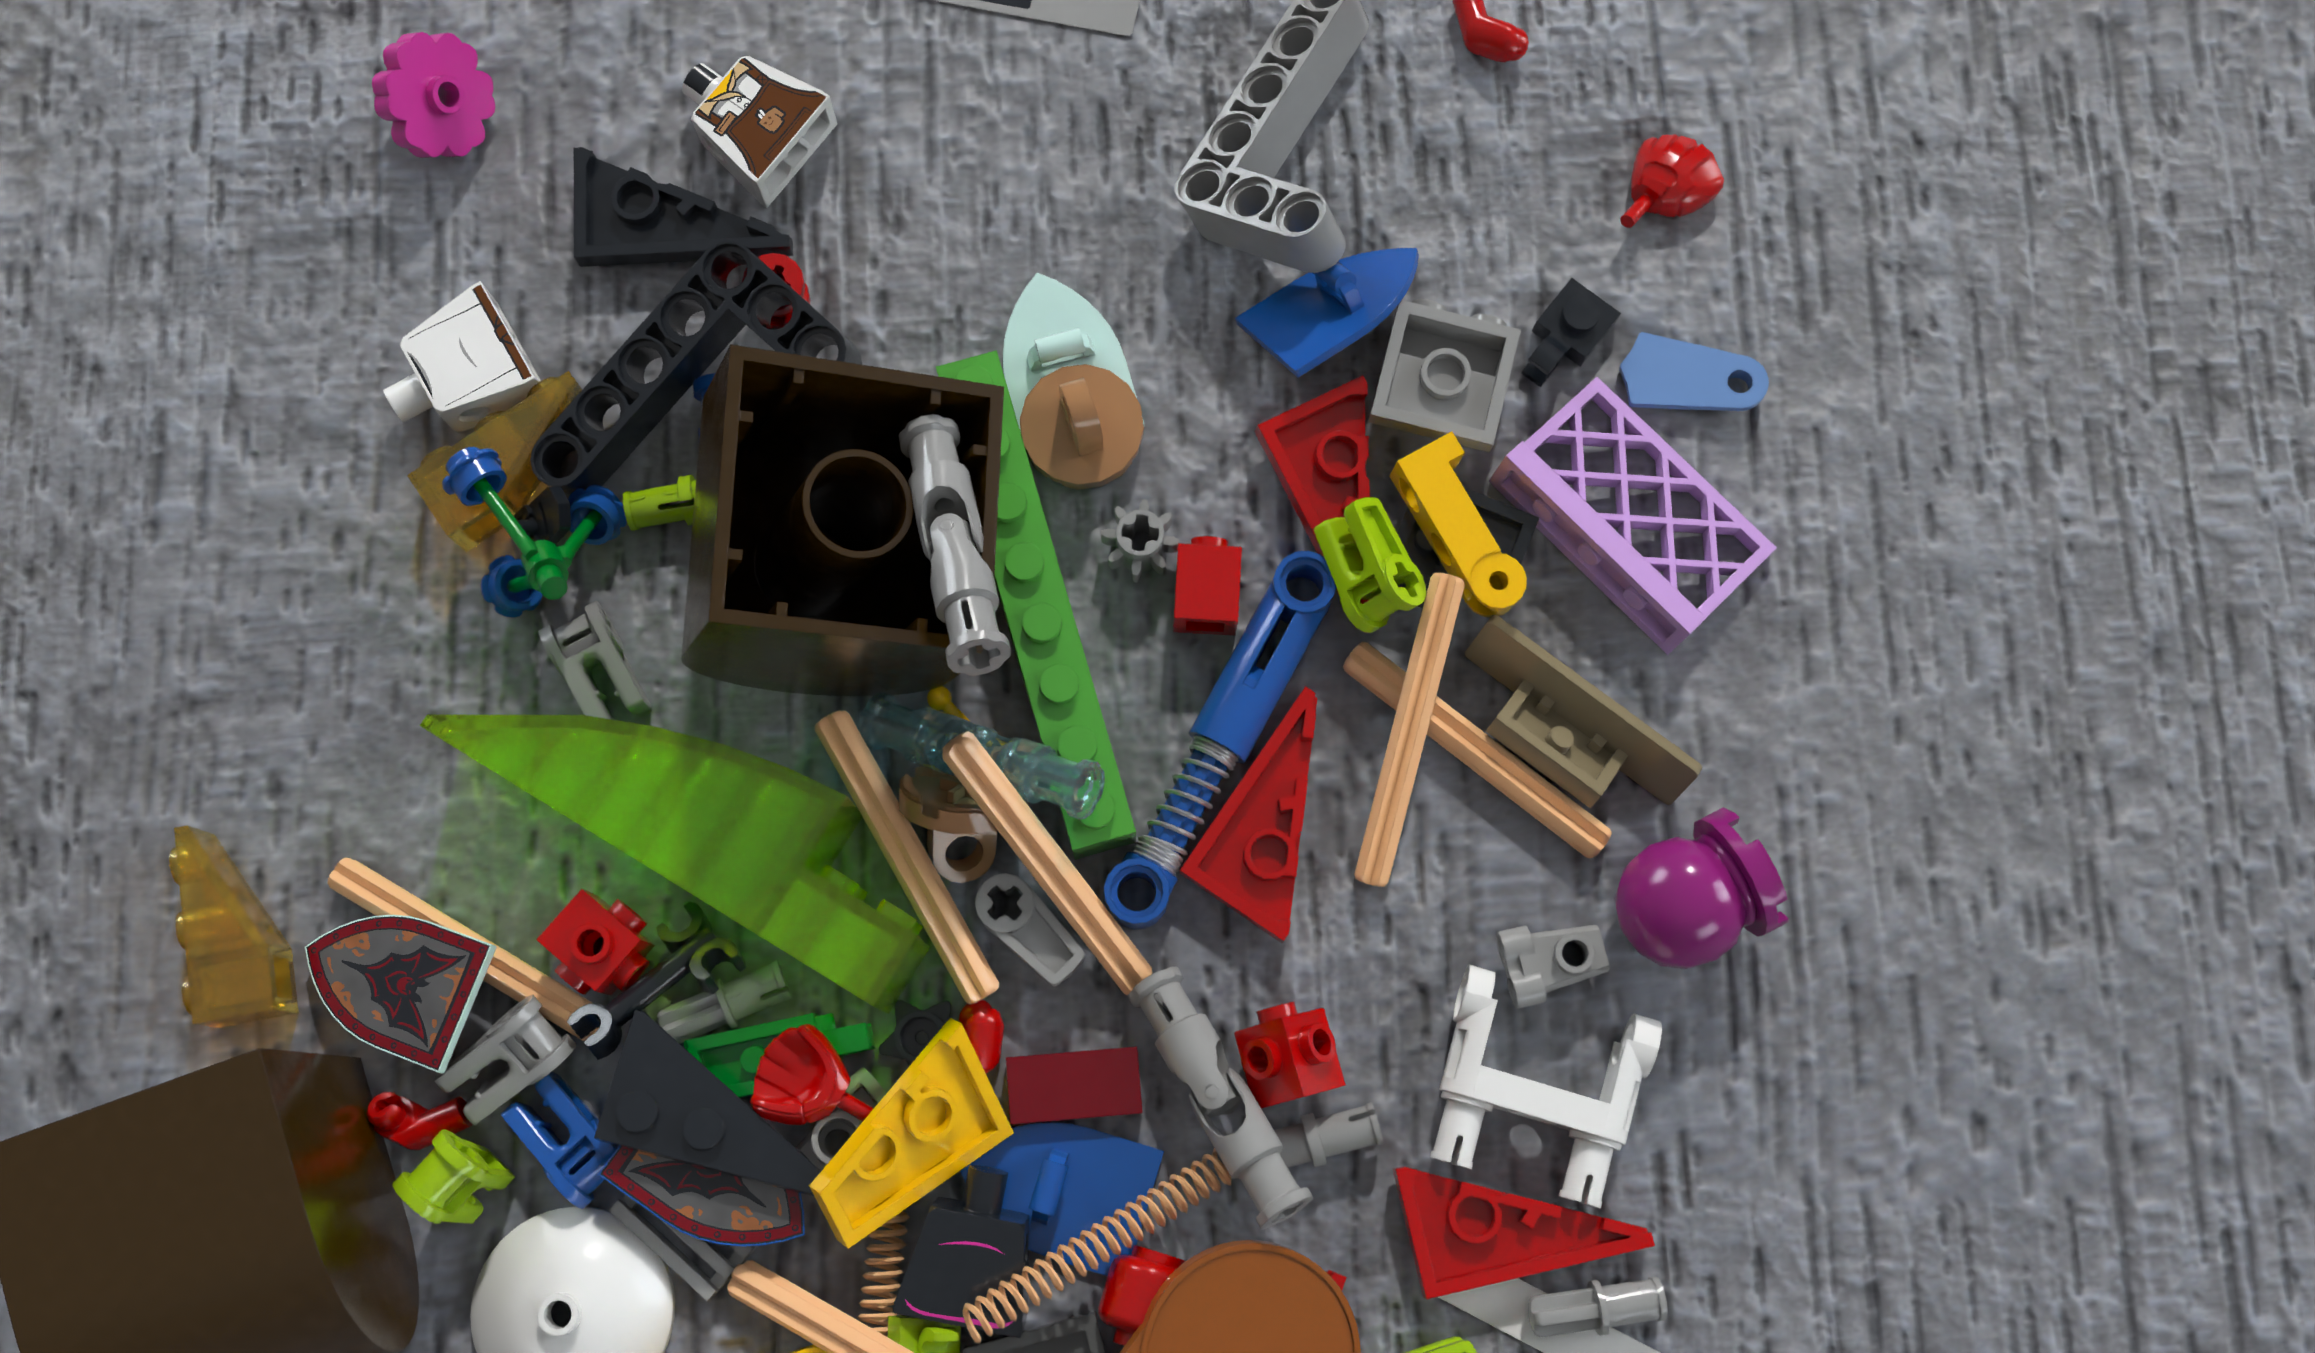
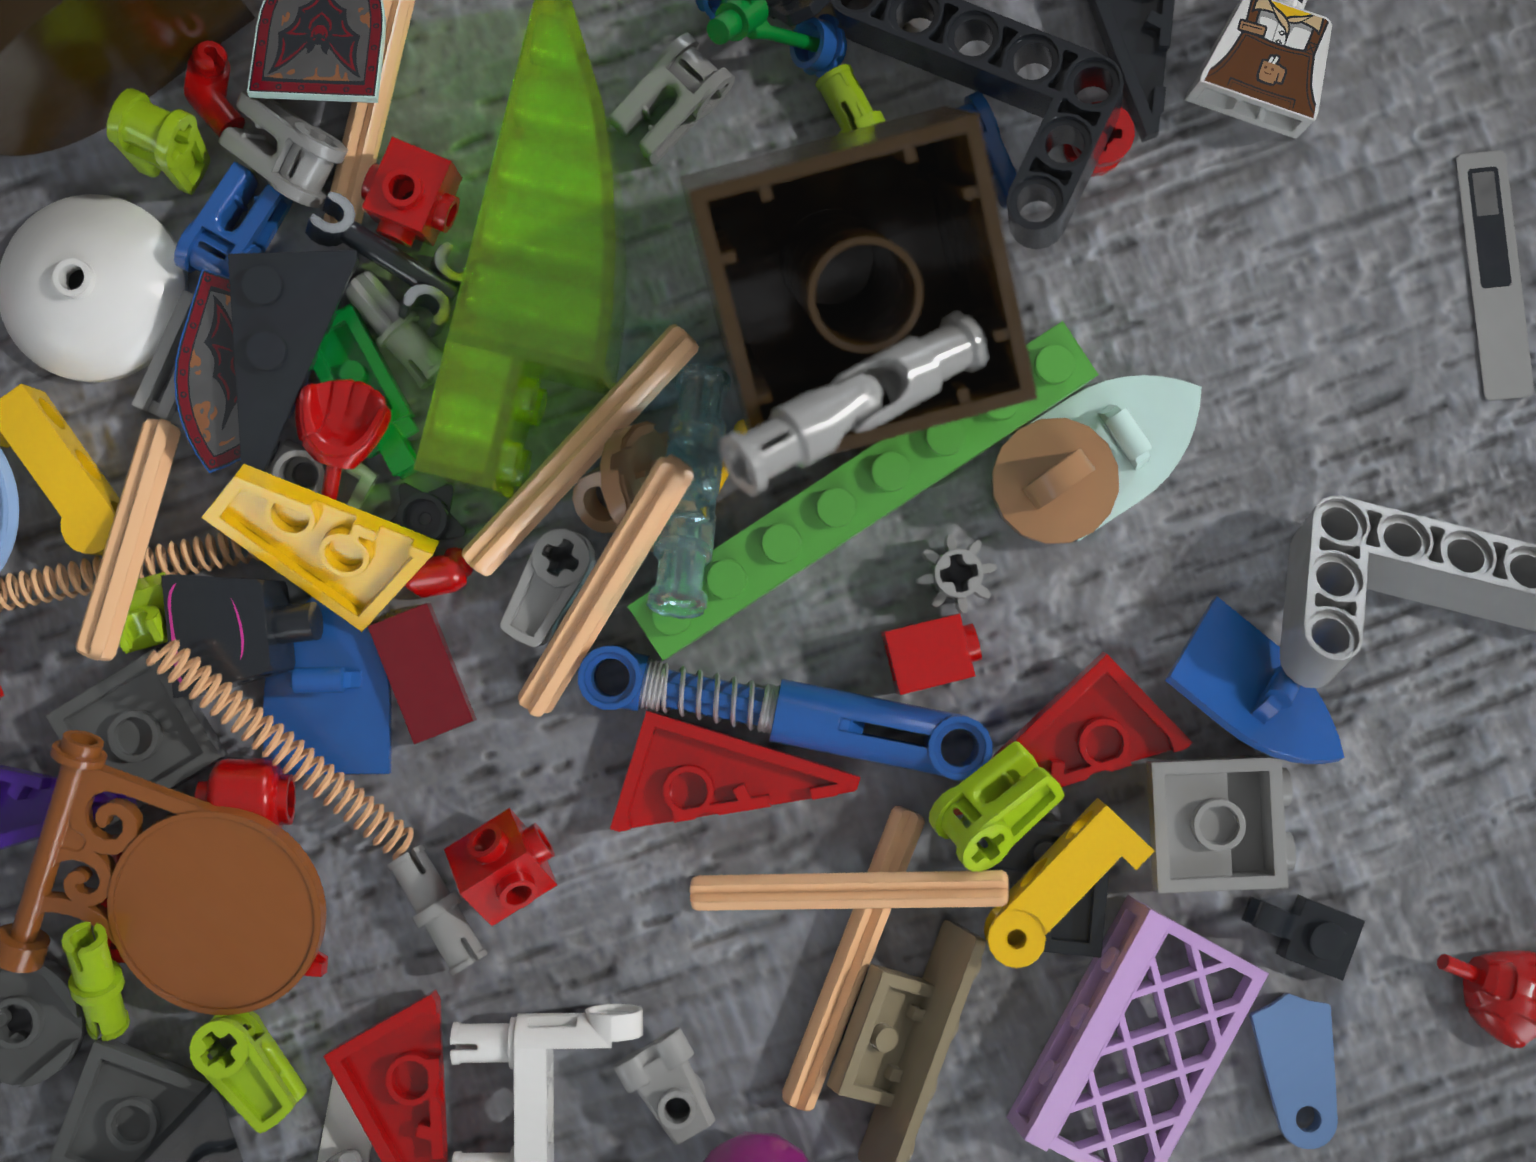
camera: 75 degrees right, 10 degrees up
(1198, 1058) = (468, 787): light grey piece -> none

